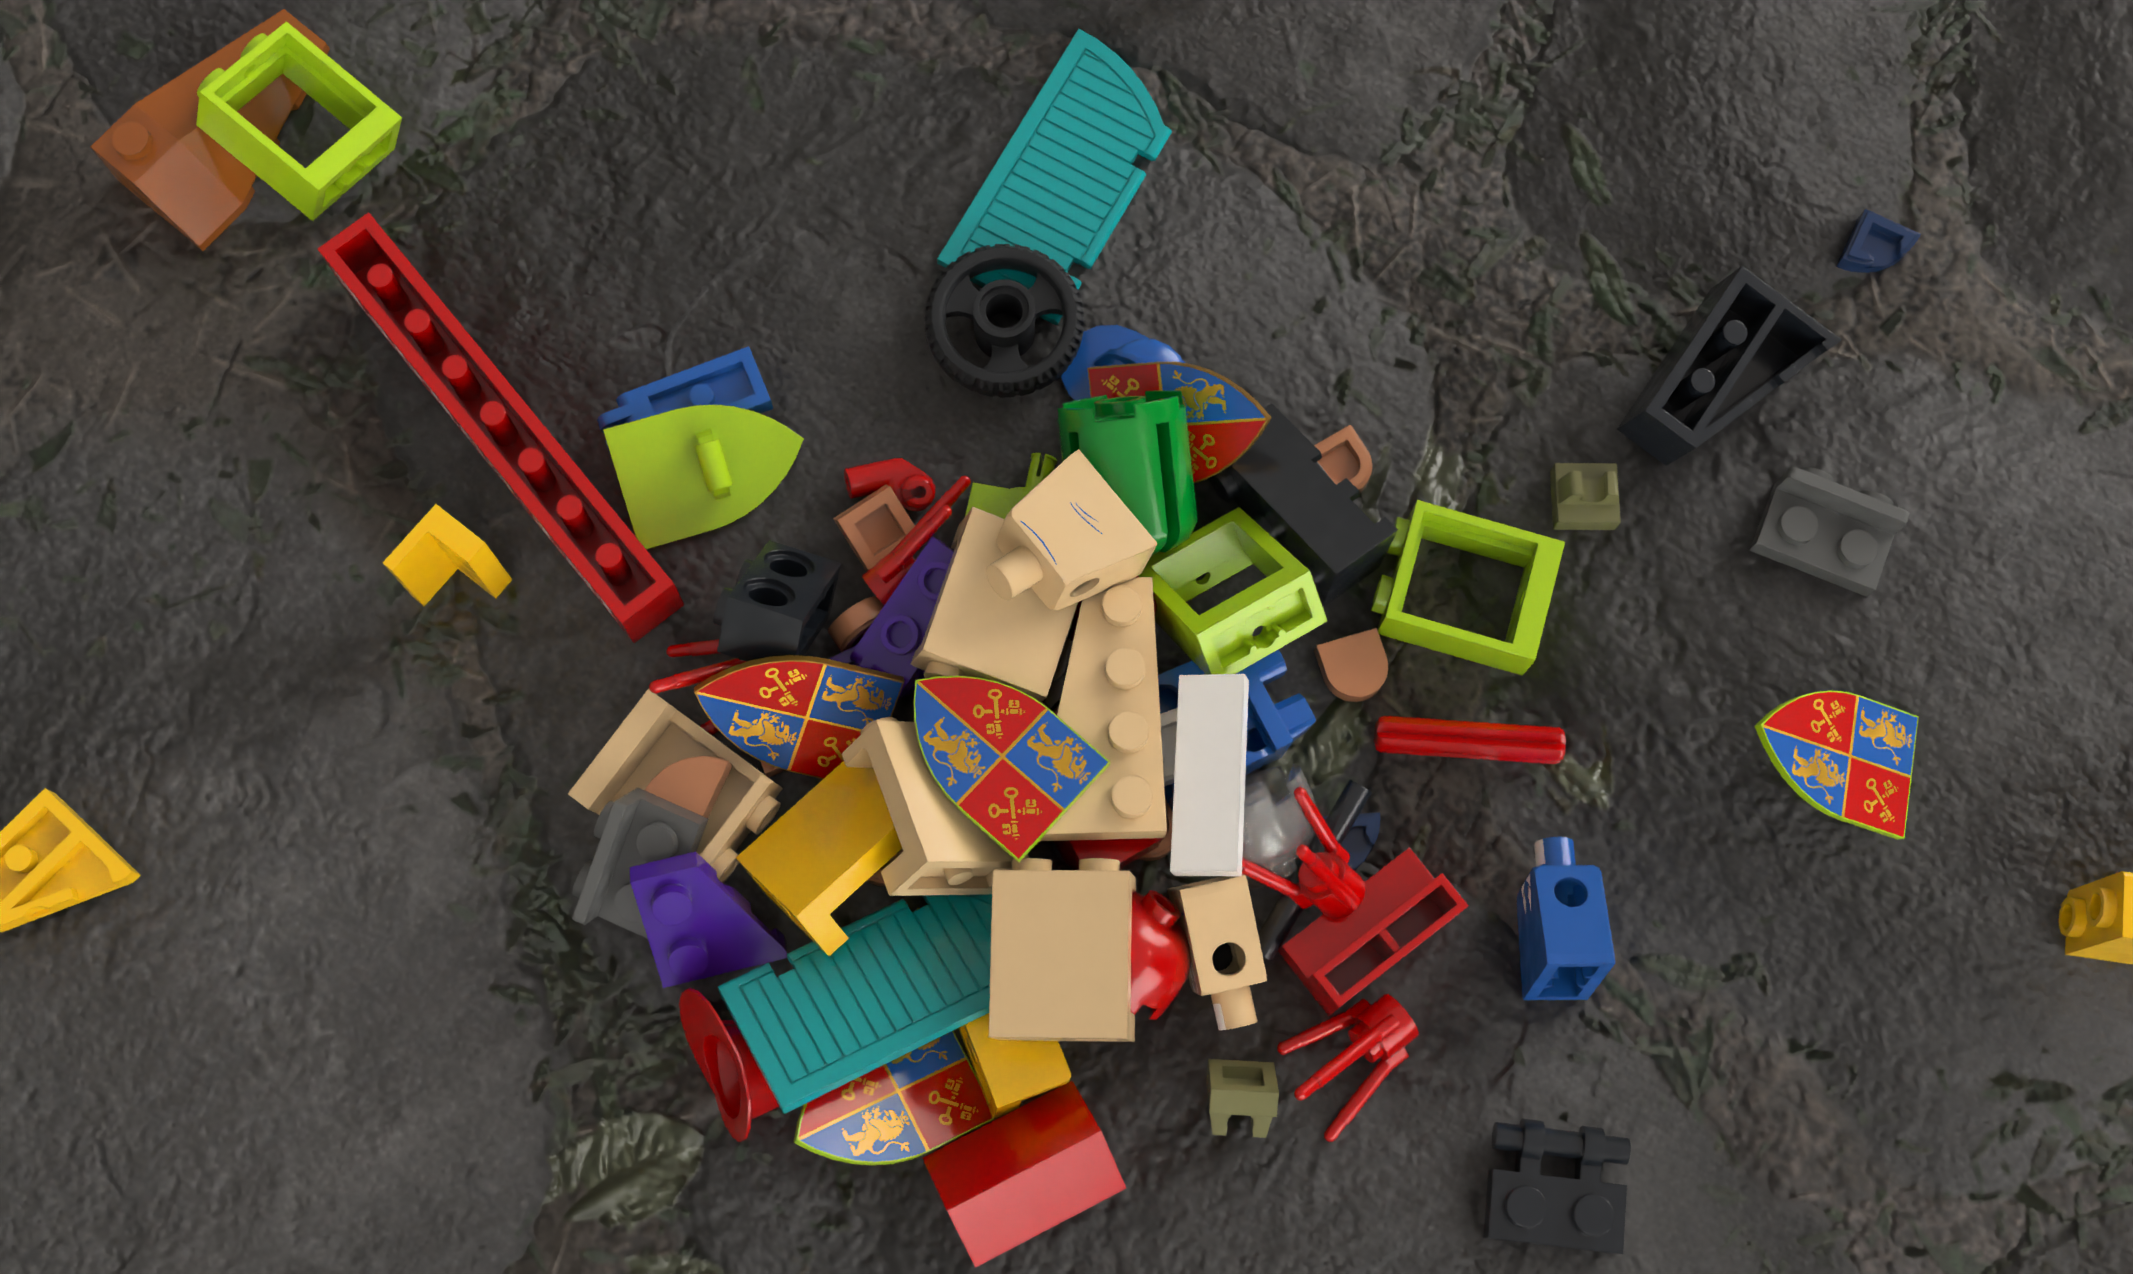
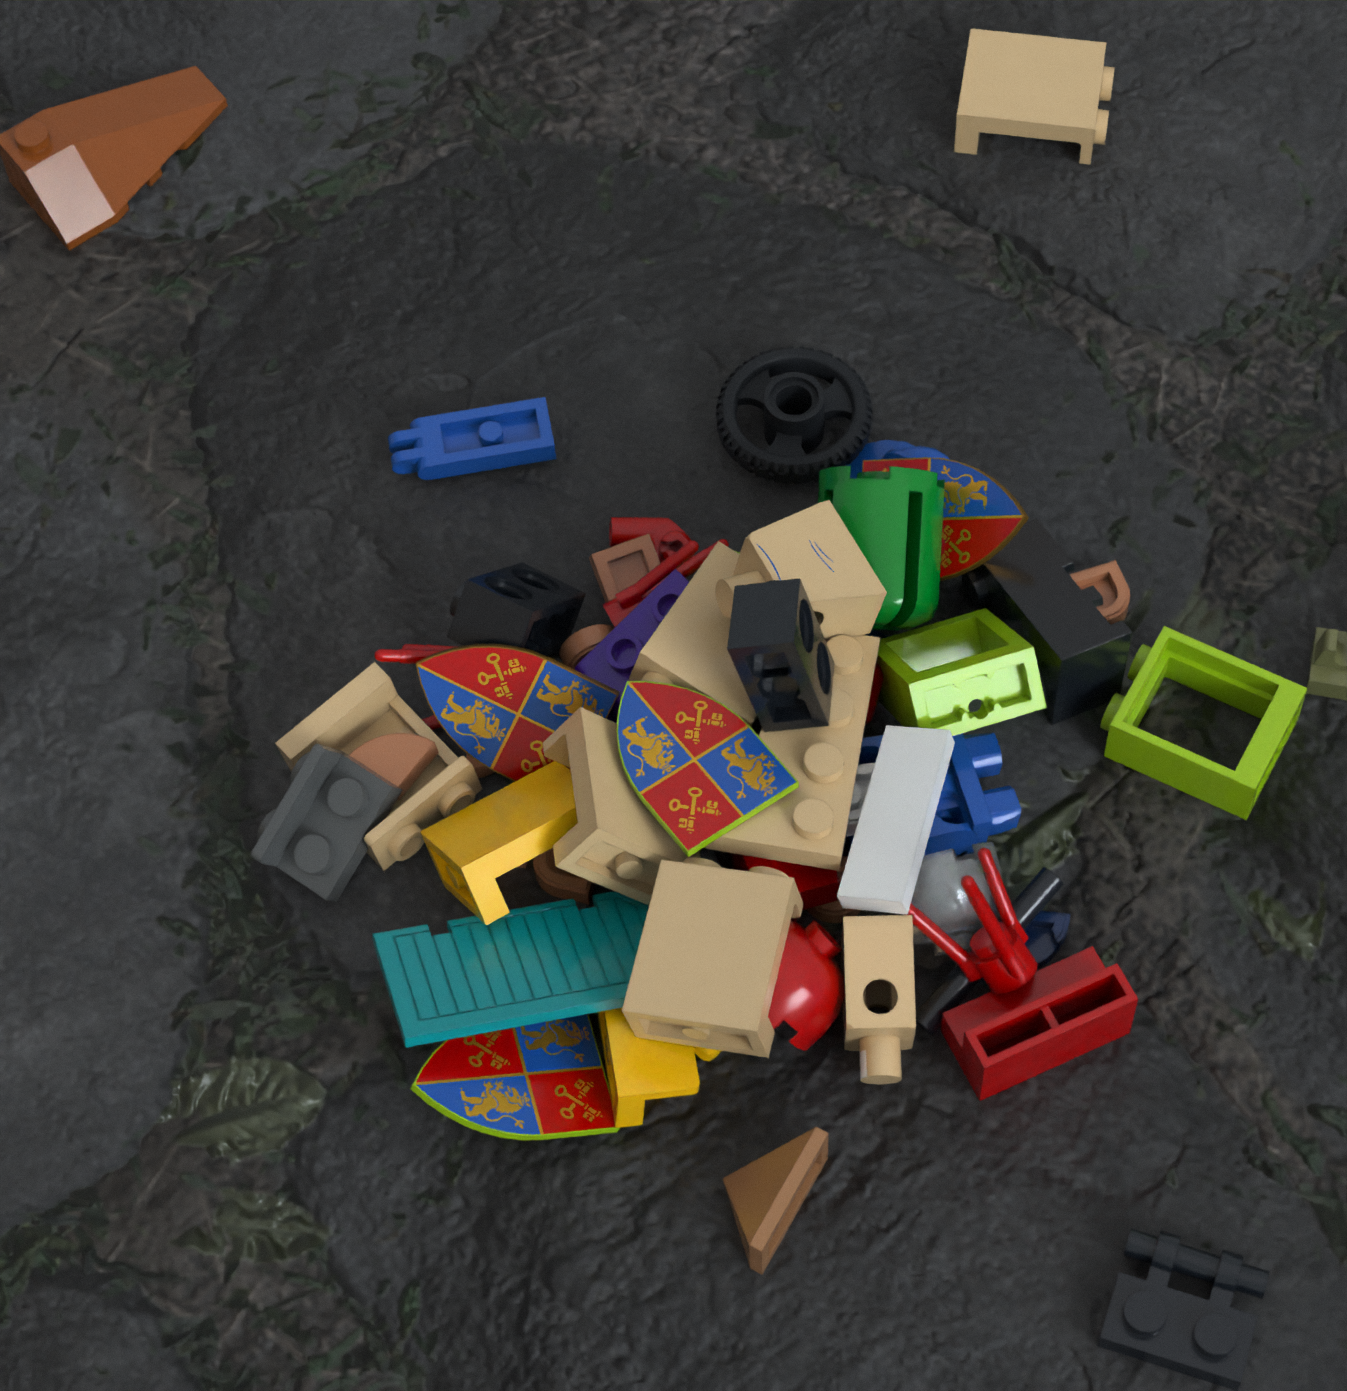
camera: 20 degrees right, 15 degrees down
(288, 52) = (205, 192): lime window -> none
(437, 550) = (214, 516): yellow panel -> none
(502, 428) = (301, 431): red brick -> none
(698, 468) = (472, 494): lime shield -> none
(699, 922) = (367, 878): dark purple wing -> none
(726, 1064) = (367, 1017): red piece -> none
(1024, 1173) = (634, 1179): piece -> none
(1066, 166) = (890, 295): teal piece -> none
(1070, 639) = (781, 655): none -> black brick
(1154, 1160) = (771, 1192): none -> medium nougat slope
(1242, 1089) = (871, 1142): olive tile -> none
(1353, 665) = (1073, 777): nougat tile -> none
(1378, 1032) = (1022, 1117): red plant -> none
(1469, 739) = (1178, 865): red axle -> none
(1562, 925) = (1235, 1029): blue torso -> none

